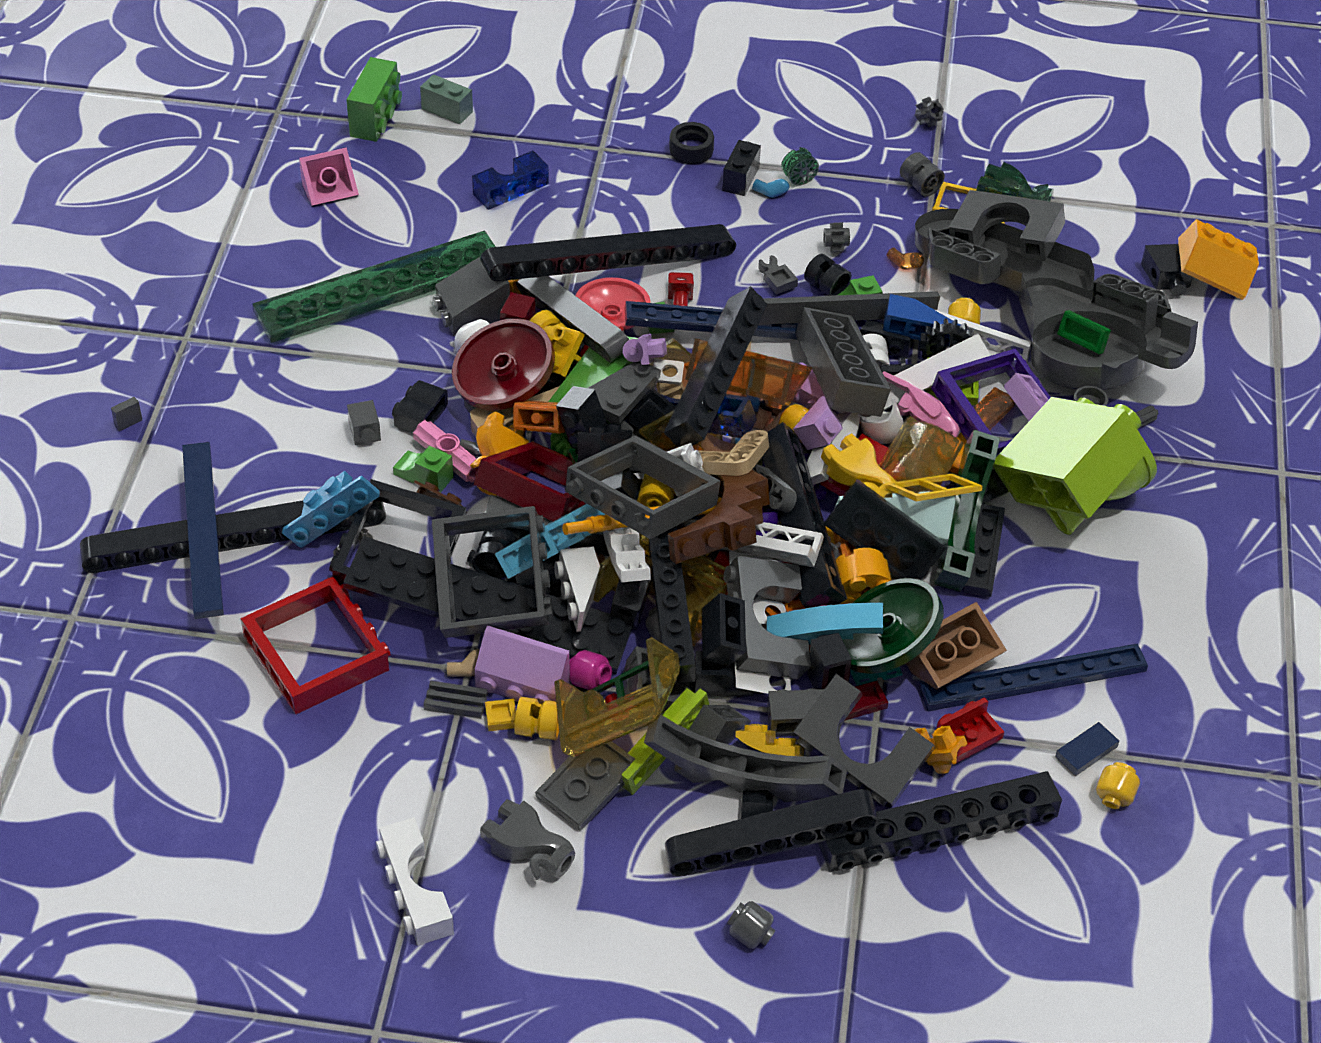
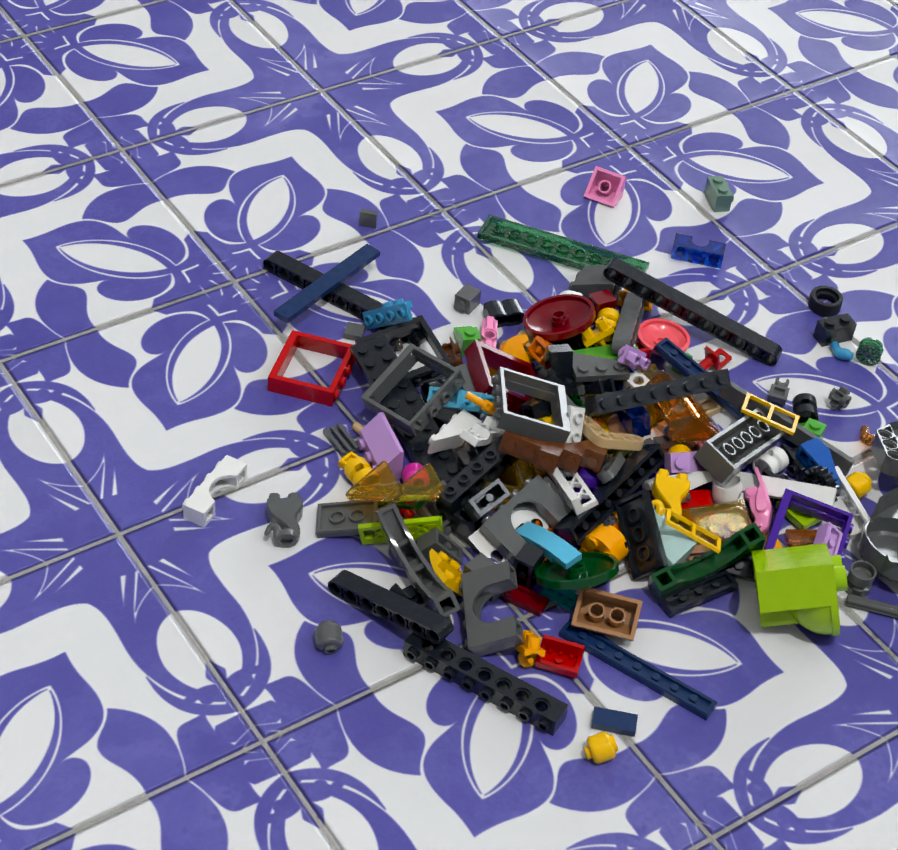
camera: 45 degrees right, 5 degrees down
(295, 562) = (354, 331): none -> dark grey tile
(373, 99) = (676, 167): bright green brick -> none
(831, 311) = (767, 420): none -> yellow window

